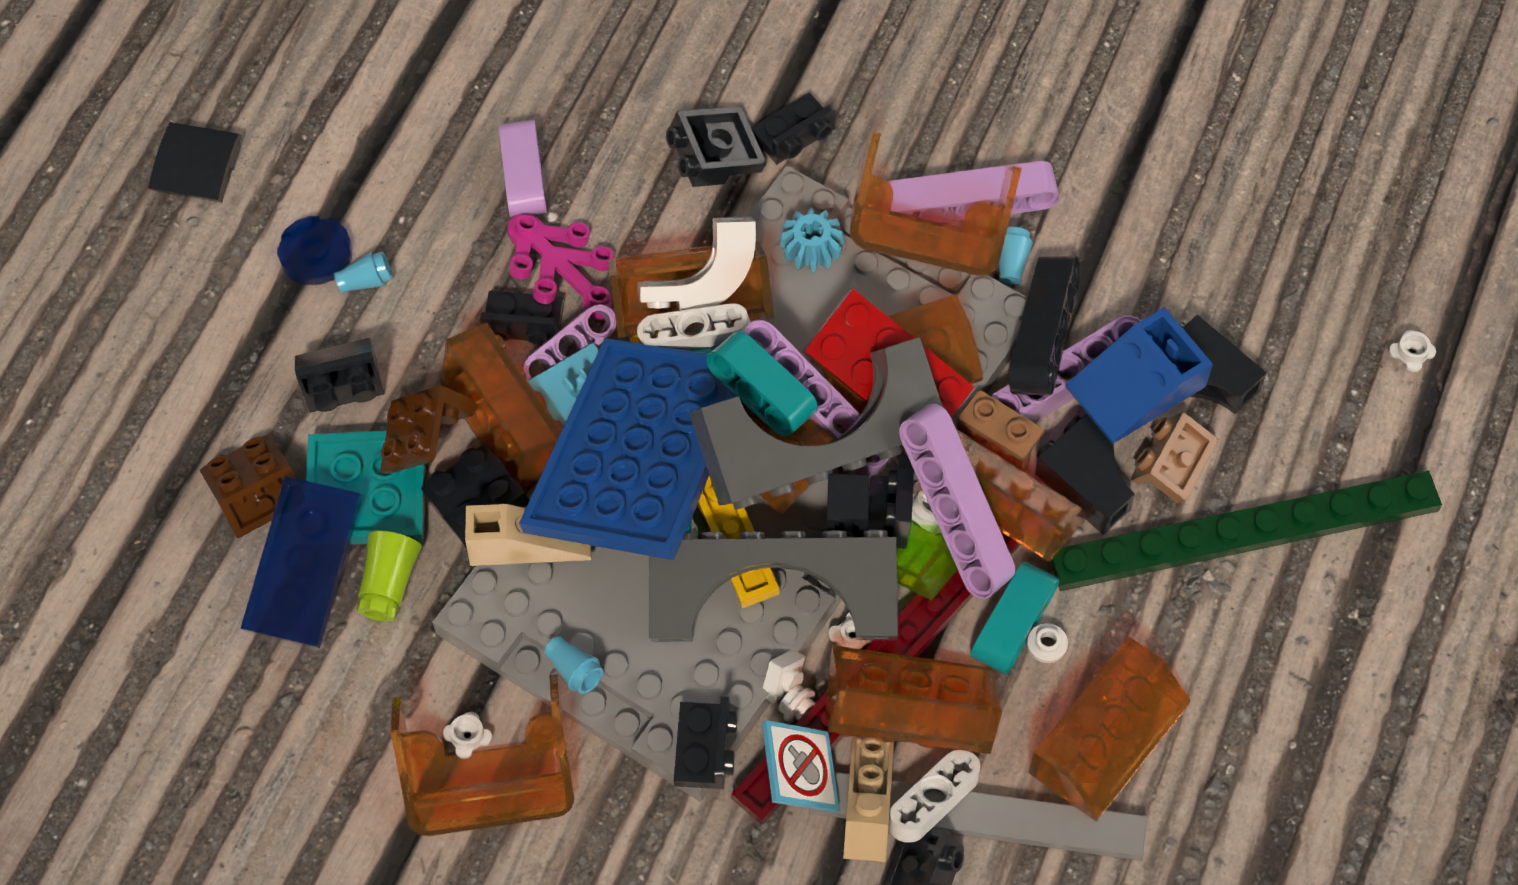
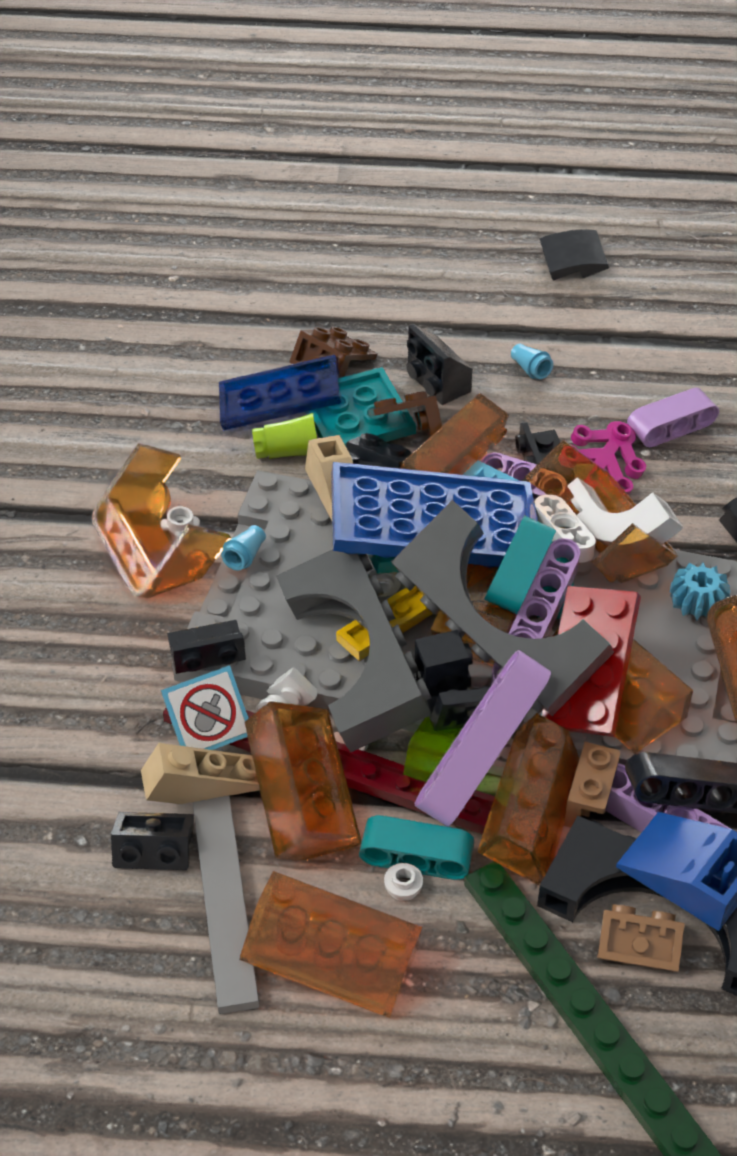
camera: 70 degrees right, 15 degrees down
(314, 250) = (540, 331): clear blue tile -> none
(932, 812) = (224, 837): white beam -> none

